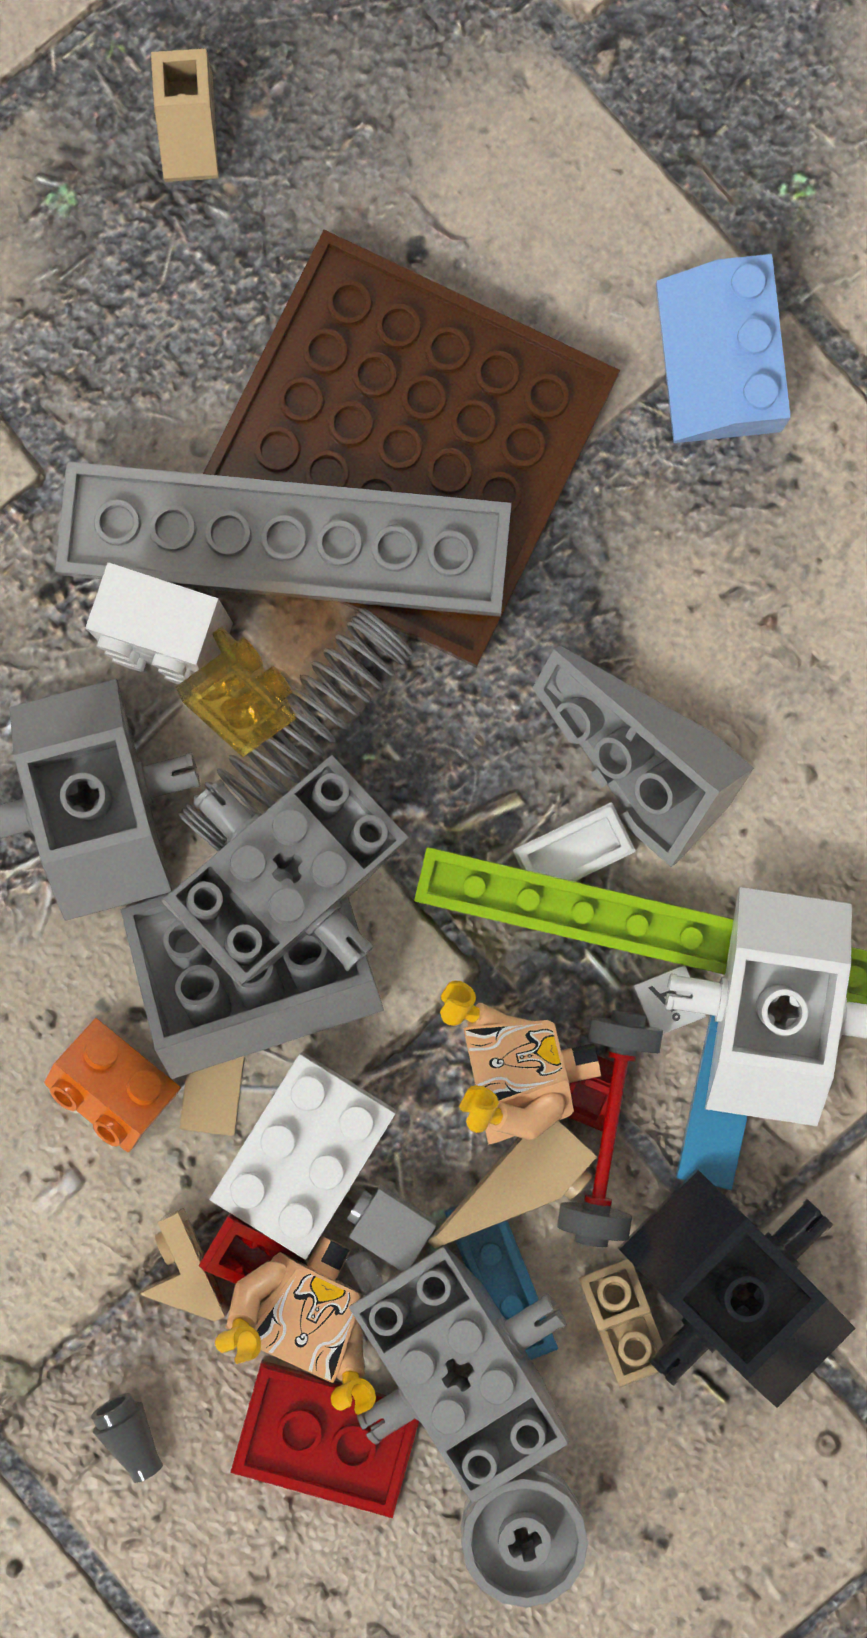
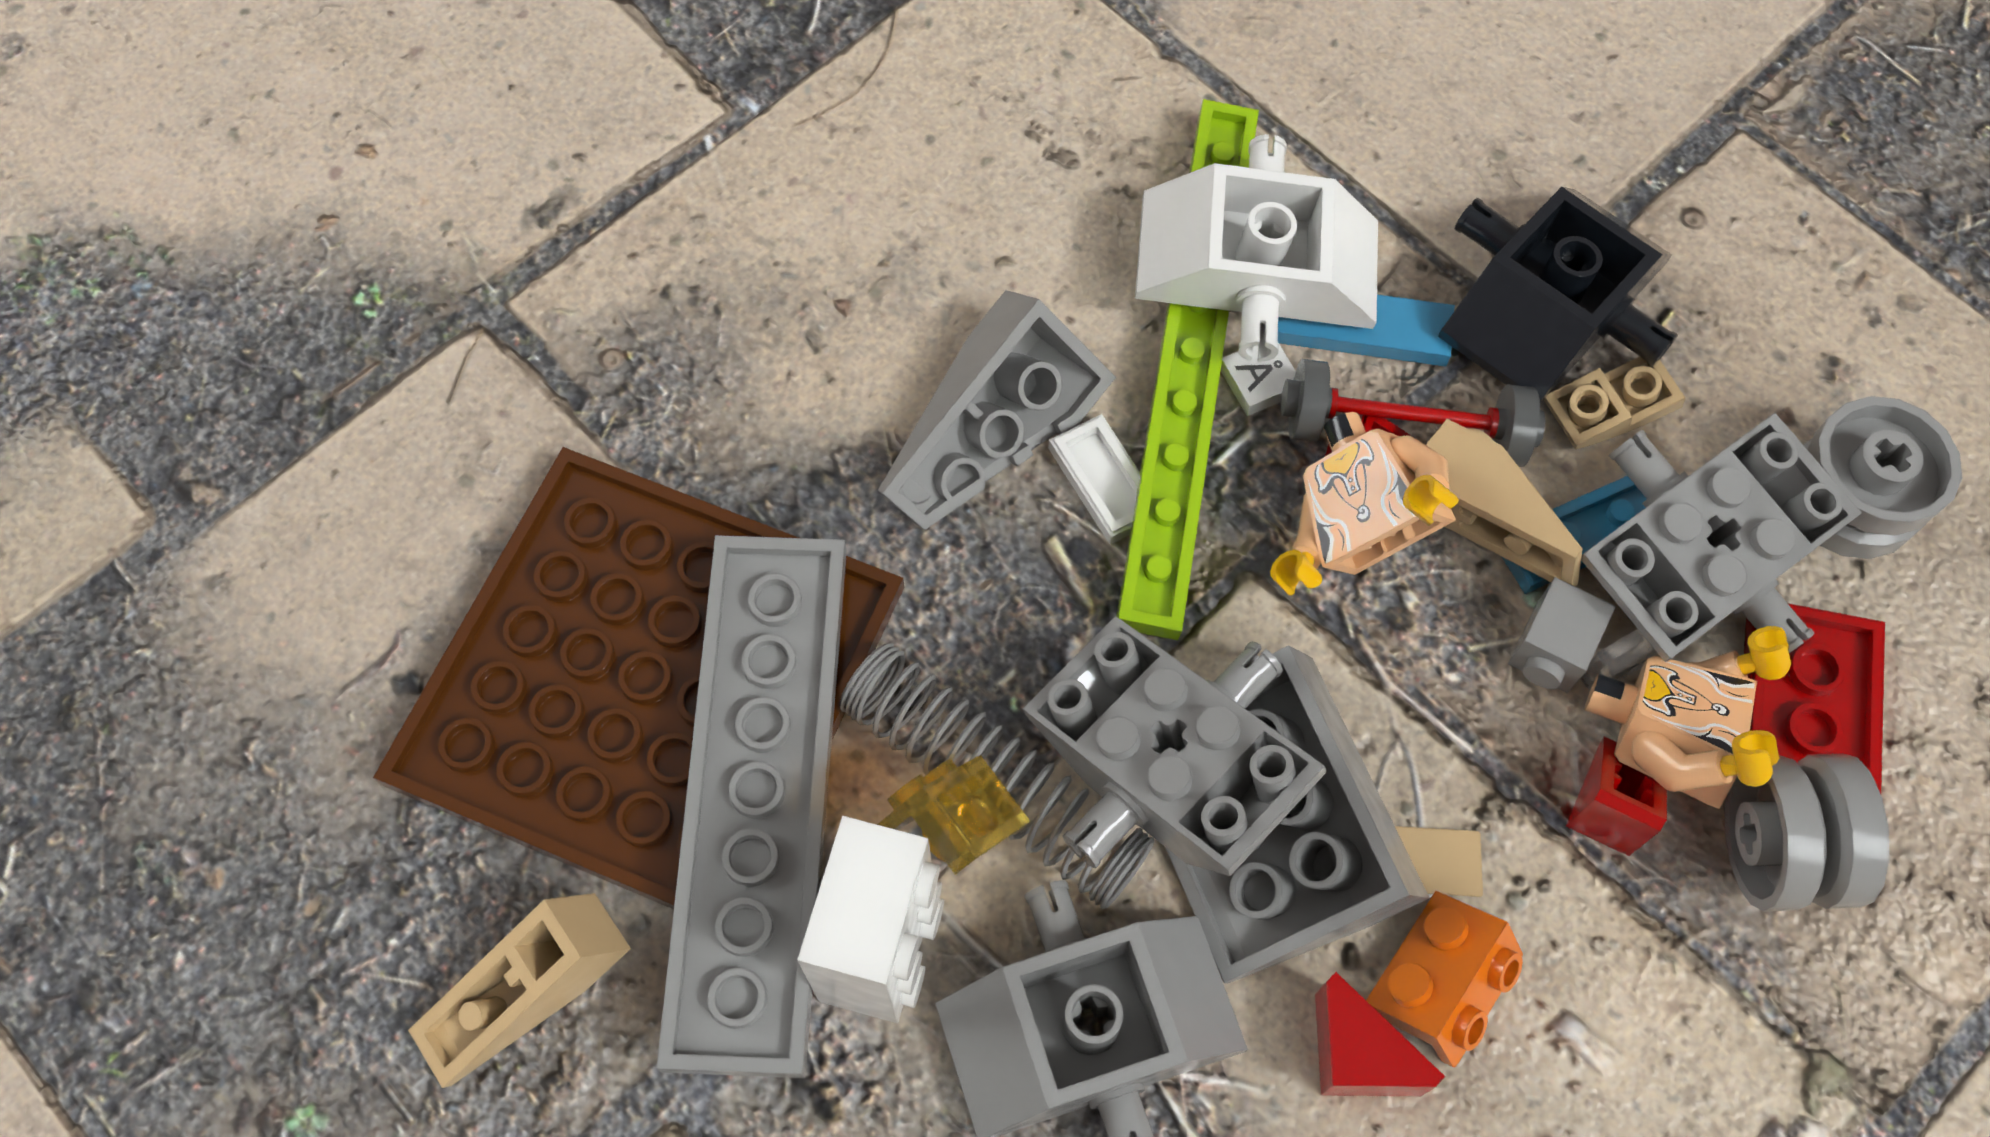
camera: 95 degrees left, 20 degrees down
(53, 1009) = (1363, 1051): none -> red slope
(127, 1435) = (1866, 935): dark grey cone -> none
(149, 356) = (519, 984): none -> tan slope
(185, 114) = (205, 953): tan slope -> none
(191, 1286) = (1670, 863): tan slope -> none
(194, 1392) = (1809, 835): none -> light grey wheel
(303, 1155) = (1497, 737): white brick -> none
(723, 350) = (543, 347): light blue slope -> none

